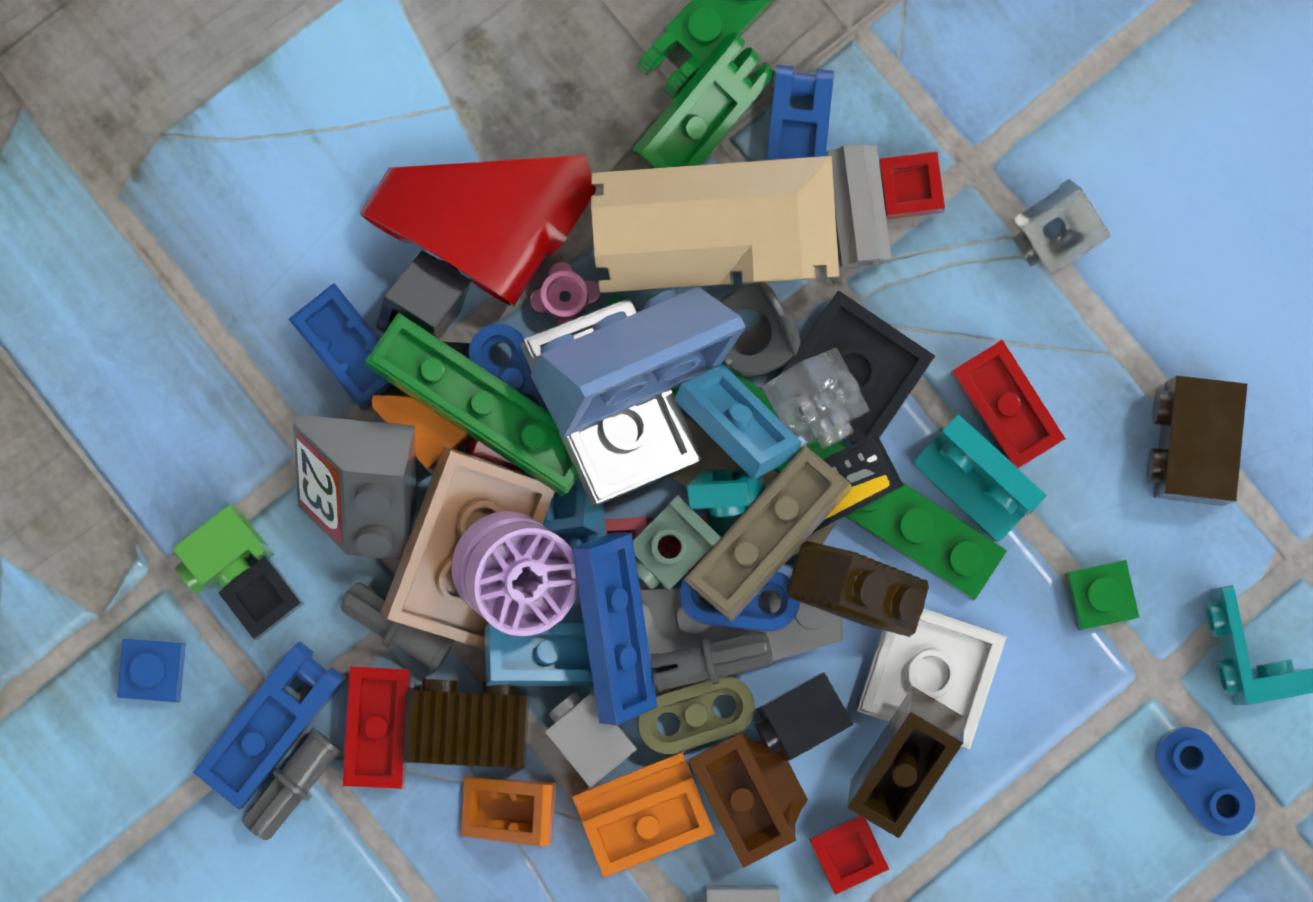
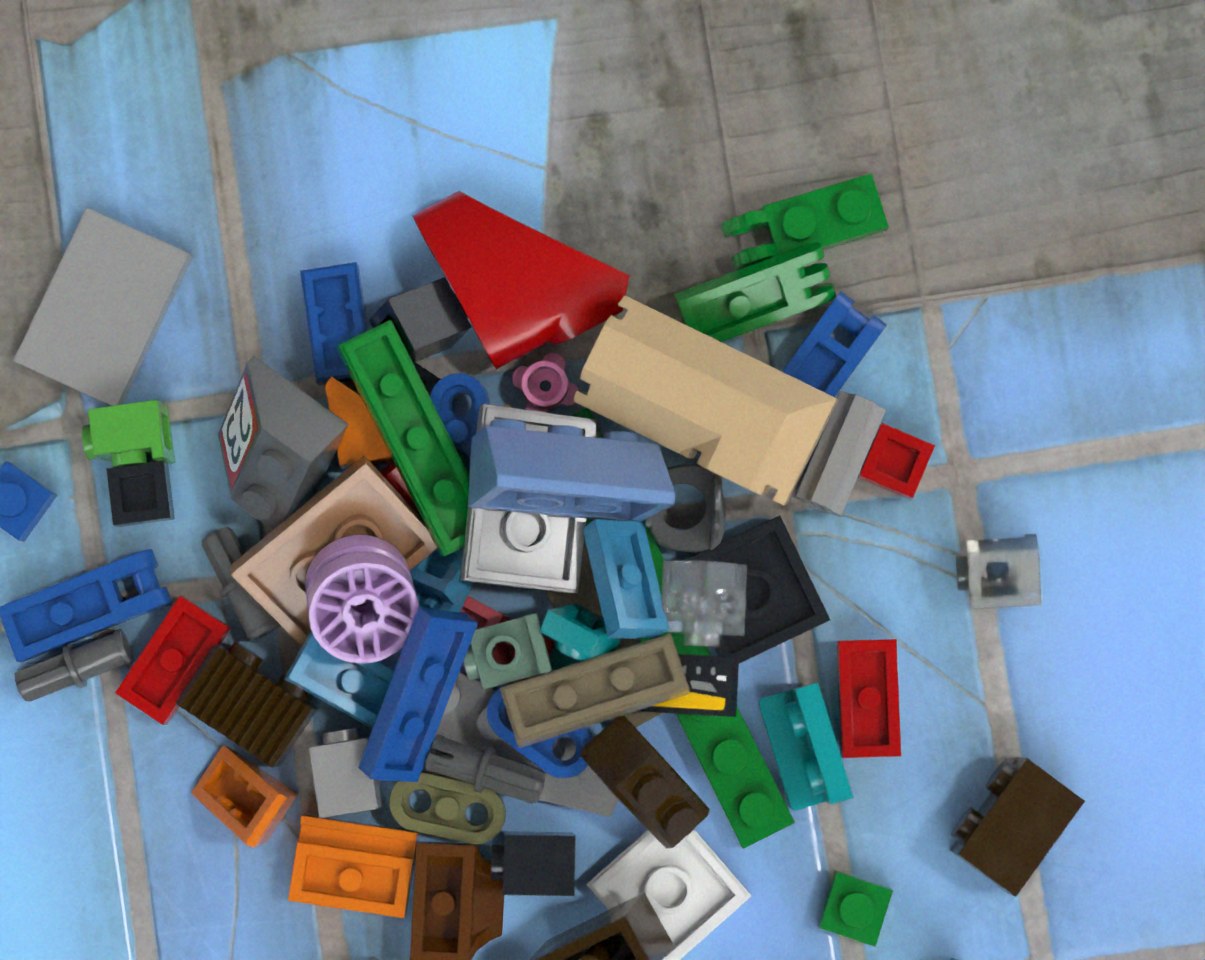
camera: 30 degrees right, 0 degrees up
(129, 454) = (103, 308): none -> light grey tile

